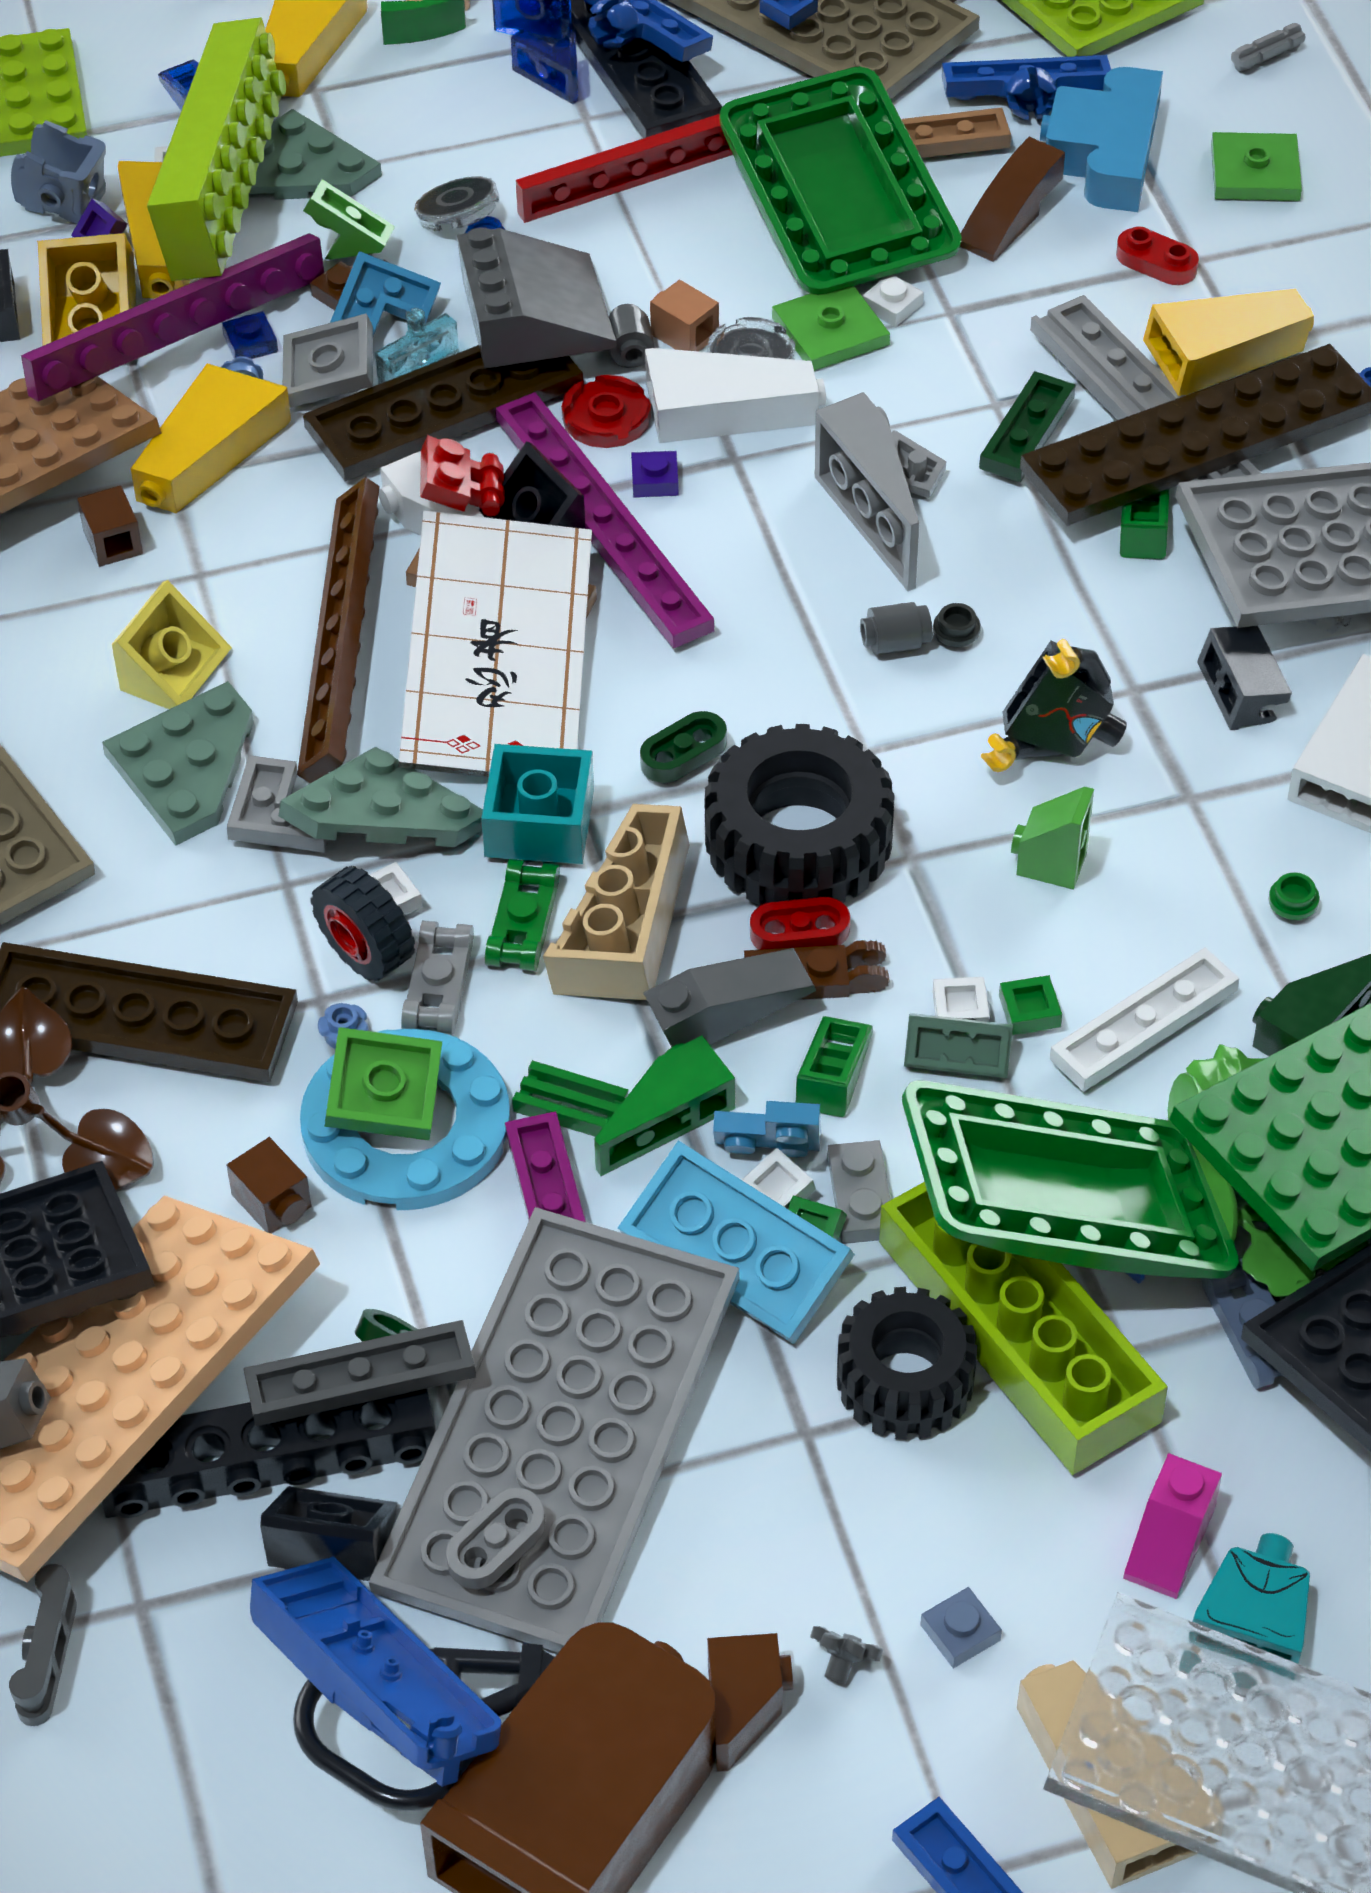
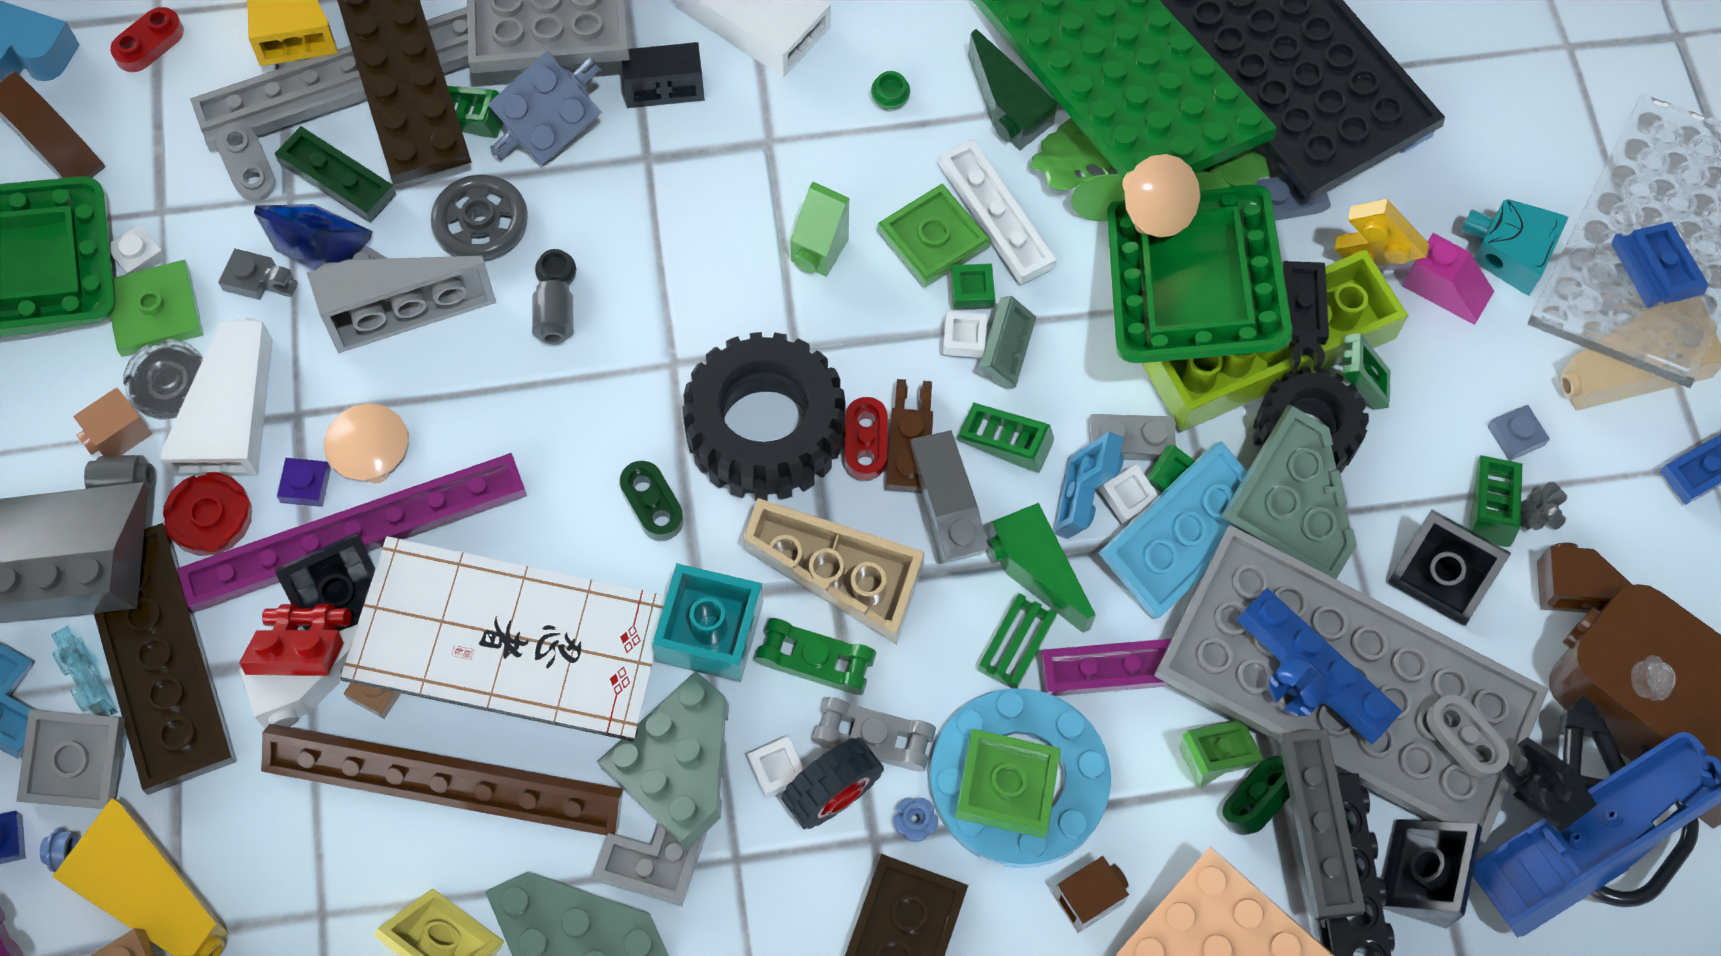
camera: 85 degrees left, 15 degrees up
(432, 1607) = (1549, 787): none -> black hinge
(448, 1281) = (1218, 751): none -> bright green slope
(555, 1360) = (1315, 670): none -> blue plate
(573, 1693) = (1653, 678): none -> clear plate
(709, 512) = (366, 442): none -> light nougat dish
(736, 1535) = (1448, 567): none -> black slope
(787, 1334) = (1296, 495): none -> sand green plate
(851, 1617) = (1493, 524): none -> green slope
(889, 387) = (254, 273): none -> dark grey plate
(940, 414) = (311, 233): none -> clear blue slope
(993, 1370) = (1365, 369): none -> green tile
(1006, 551) = (477, 188): none -> dark grey plate
(1021, 352) = (244, 160): none -> light grey plate
(1042, 1305) = (1308, 310): none -> black plate
(1057, 709) = (688, 206): black torso -> none
(1094, 959) = (933, 234): none -> bright green plate
(1152, 569) = (545, 108): none -> sand blue plate
(1170, 1132) = (1161, 195): none -> light nougat dish
(1184, 1409) = (1383, 234): none -> yellow plate
(1227, 1736) = (1659, 264): none -> blue plate

